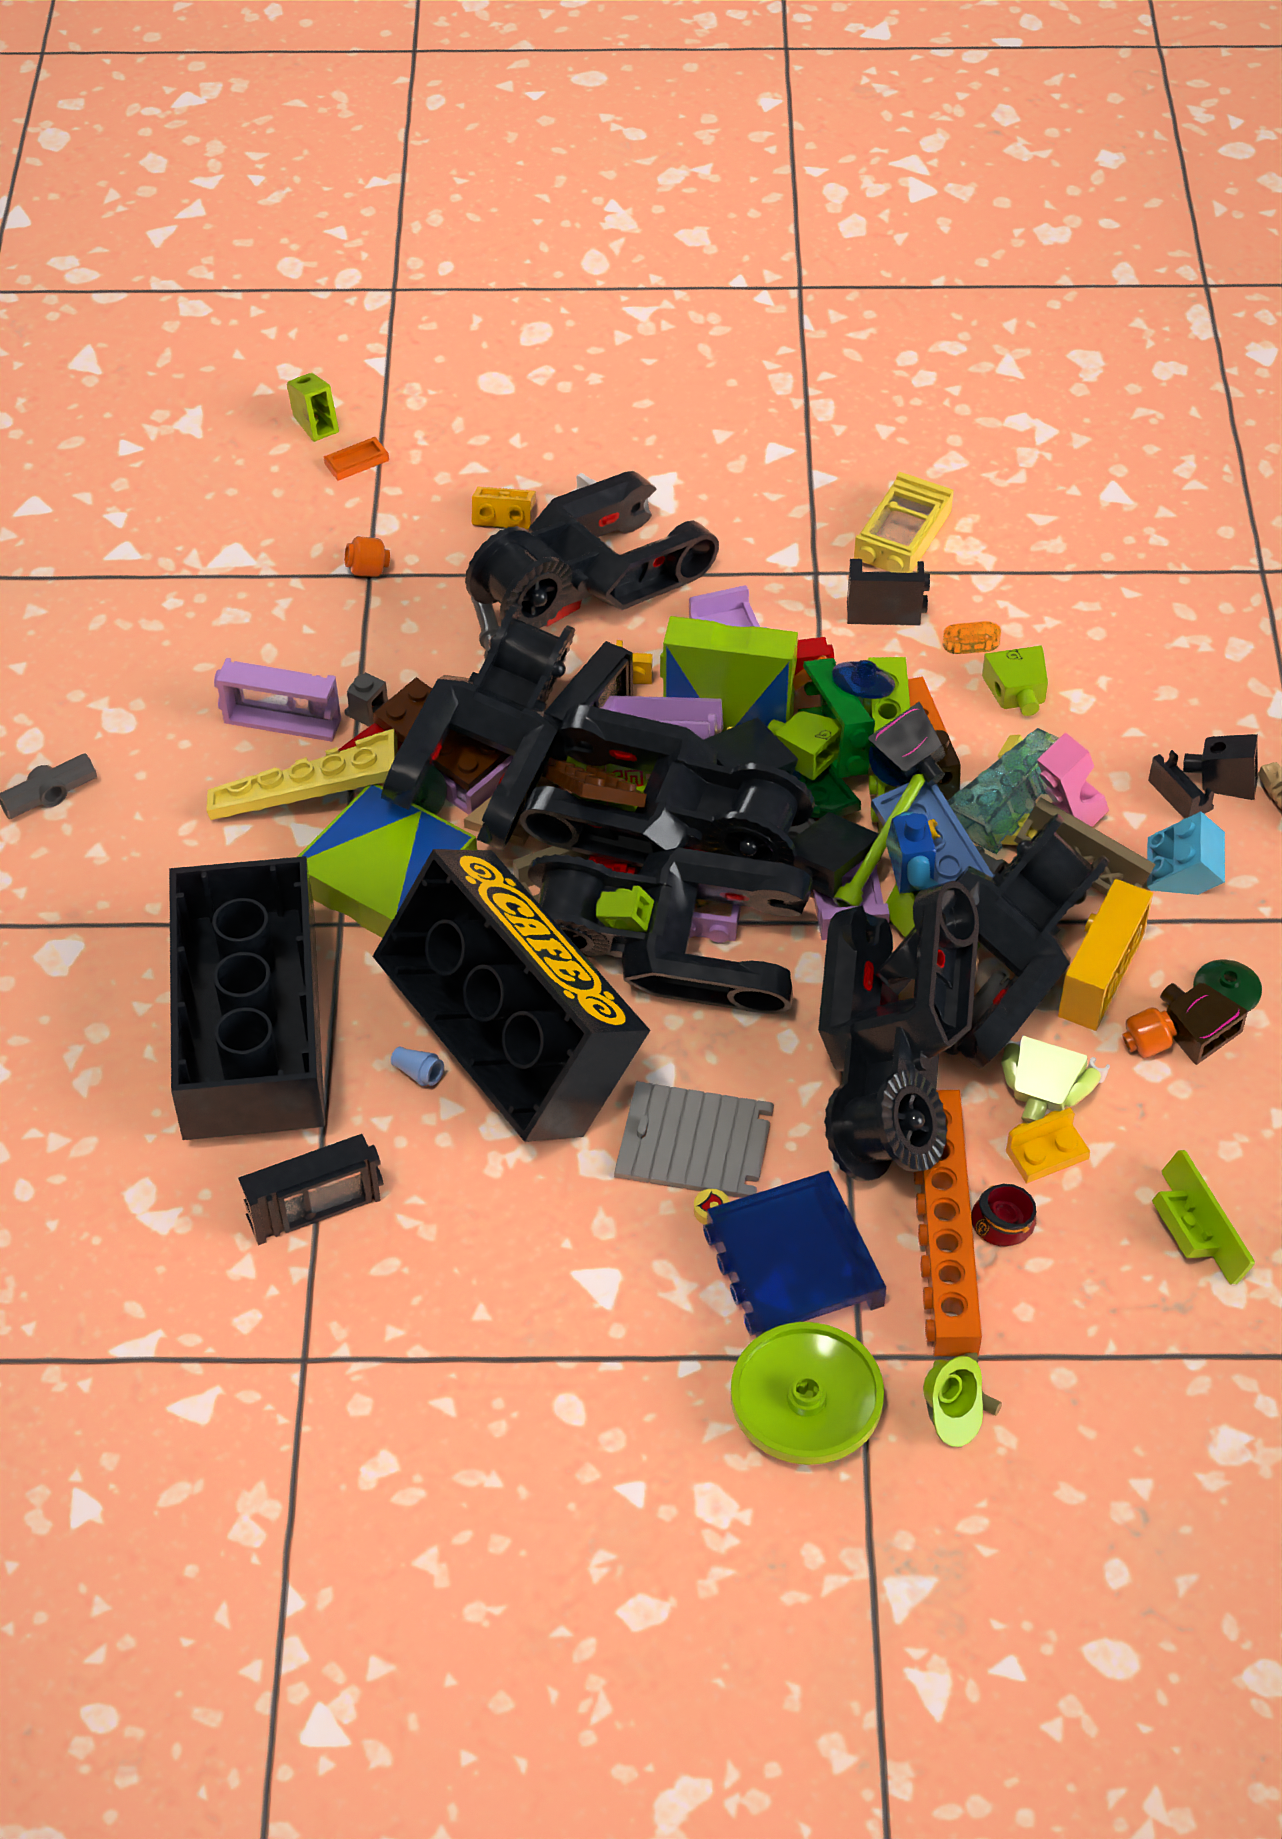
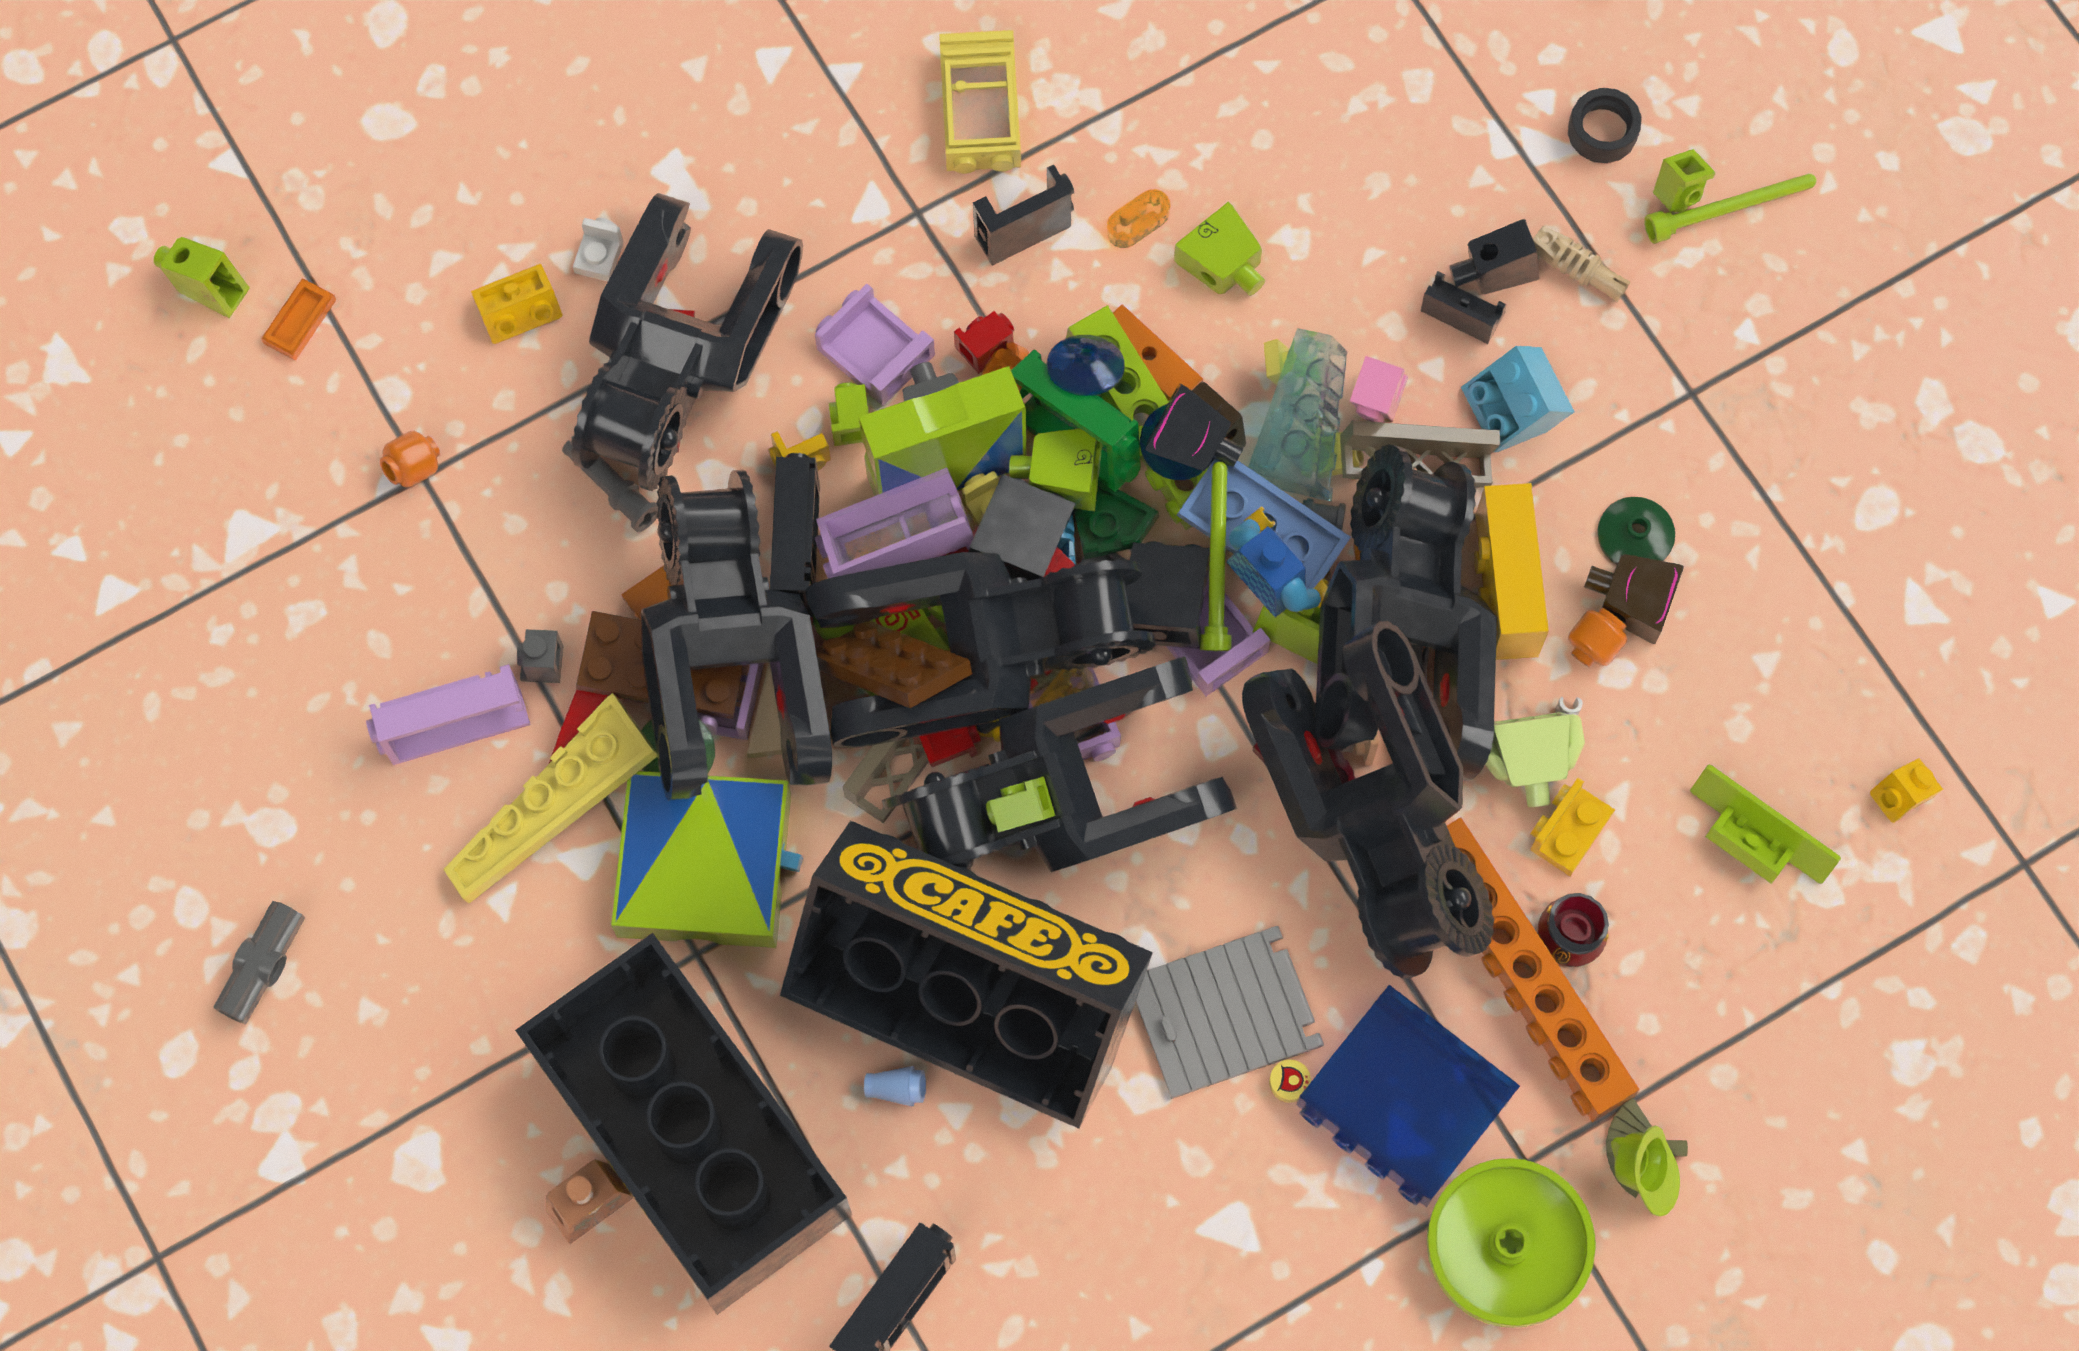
camera: 30 degrees left, 20 degrees up
(144, 1020) = (586, 1199): none -> nougat torso

